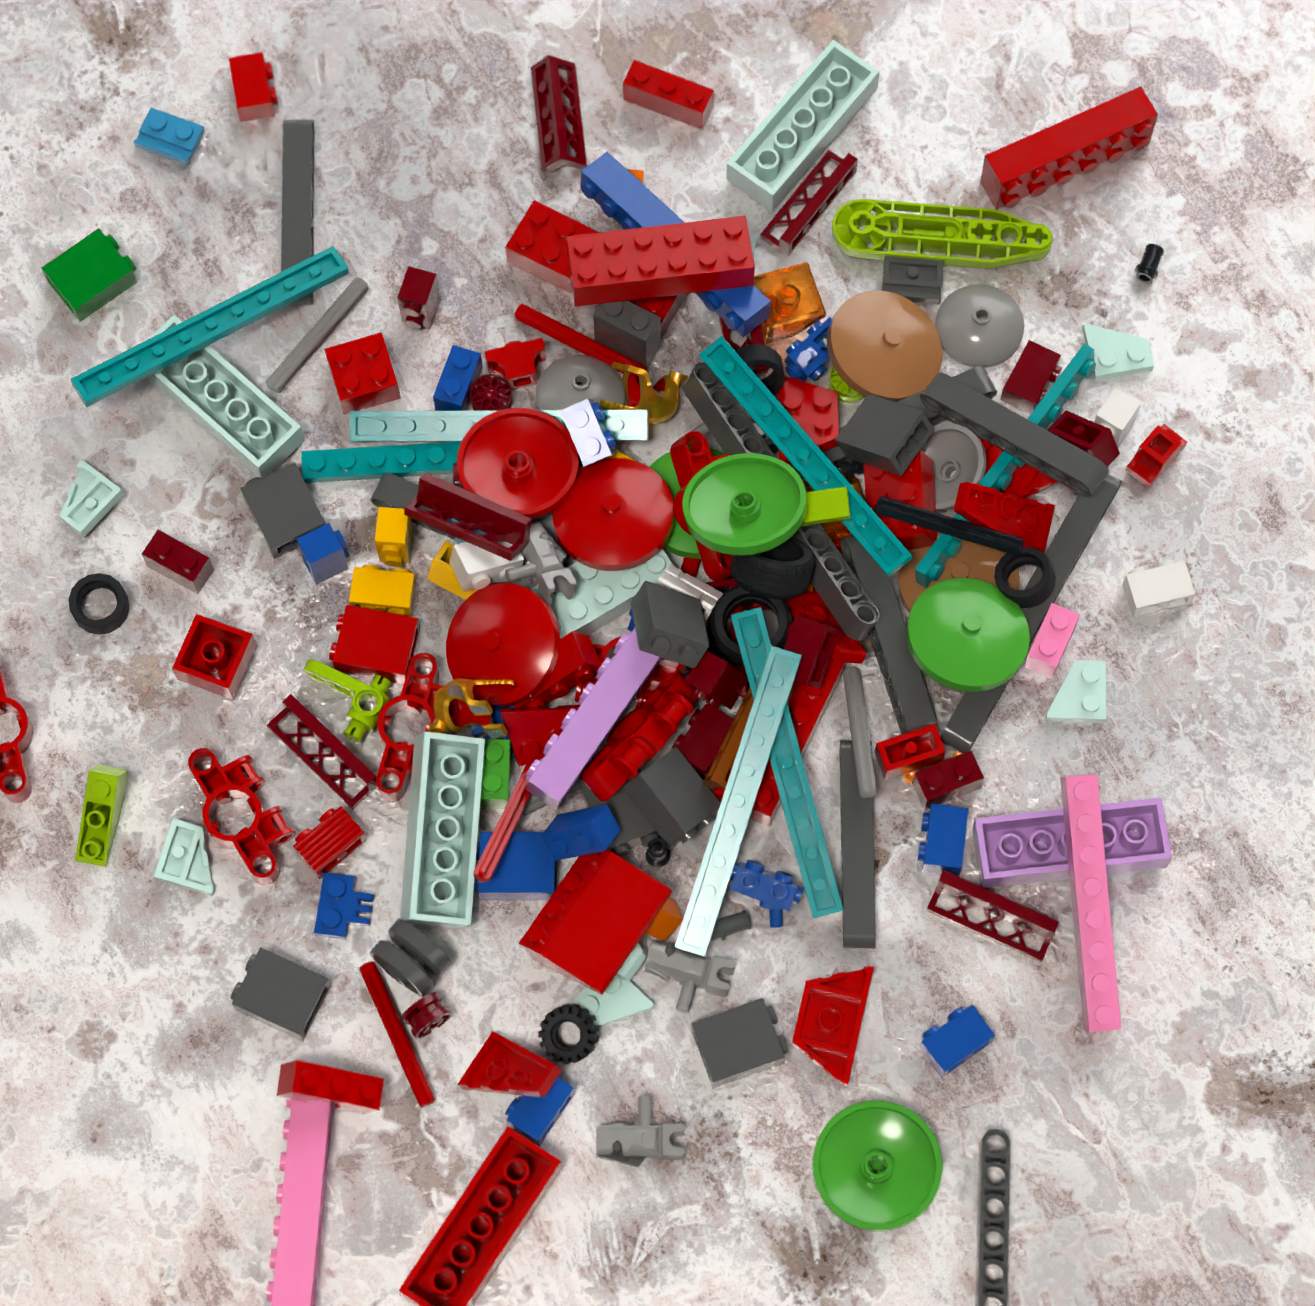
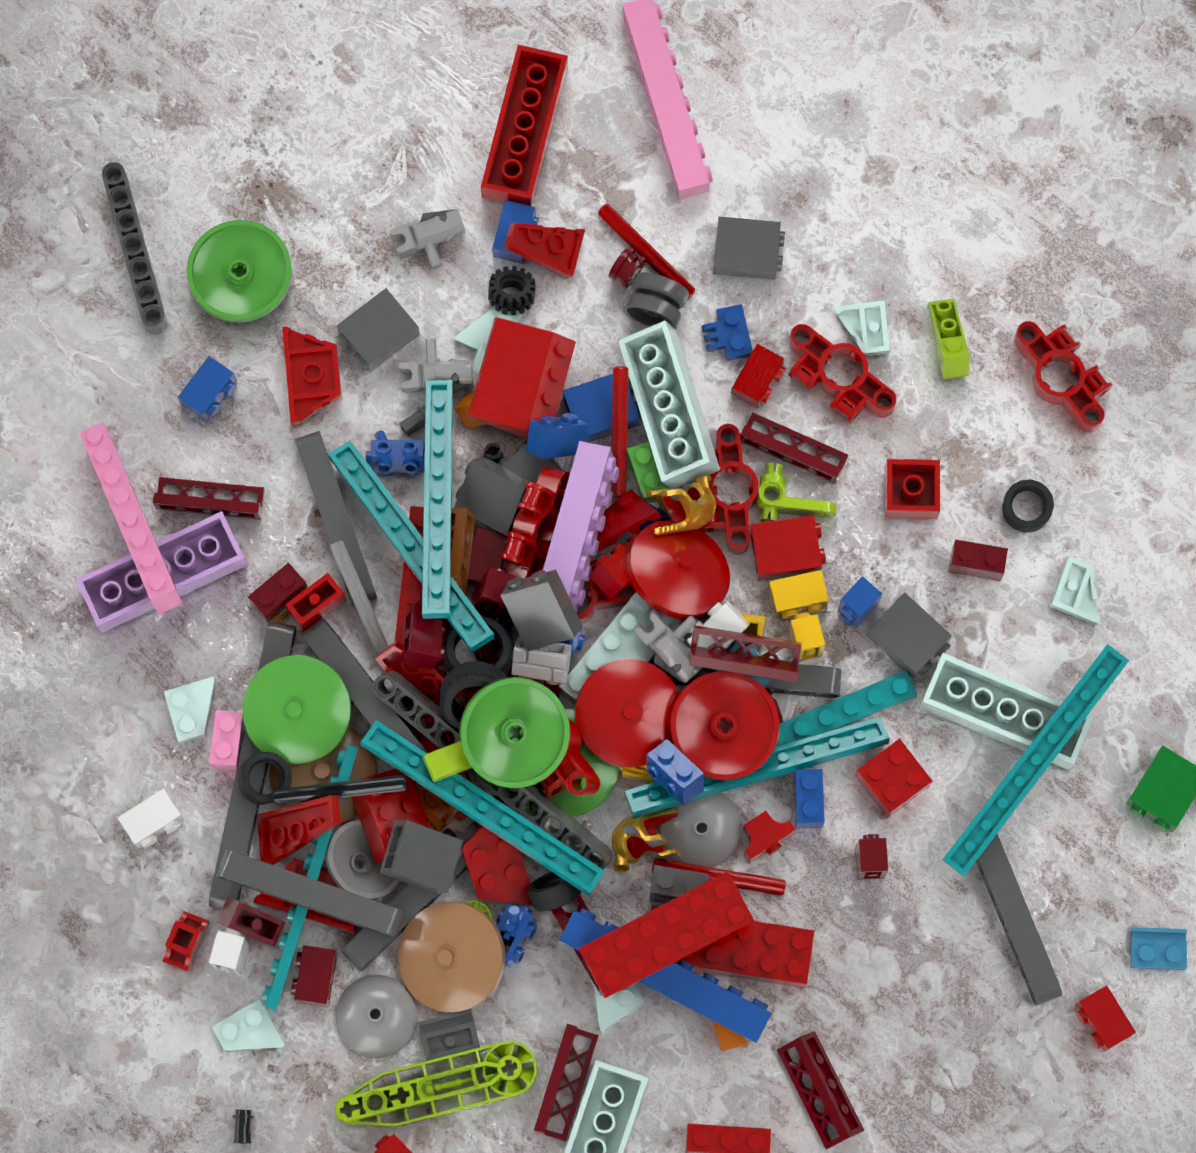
camera: 160 degrees right, 5 degrees up
(317, 335) = (948, 805): light grey axle -> none
(317, 1082) = (689, 175): red arch -> none
(490, 394) = (776, 797): dark red wheel -> none
(793, 301) = (550, 969): clear orange slope -> none
(944, 839) = (265, 543): blue brick -> none

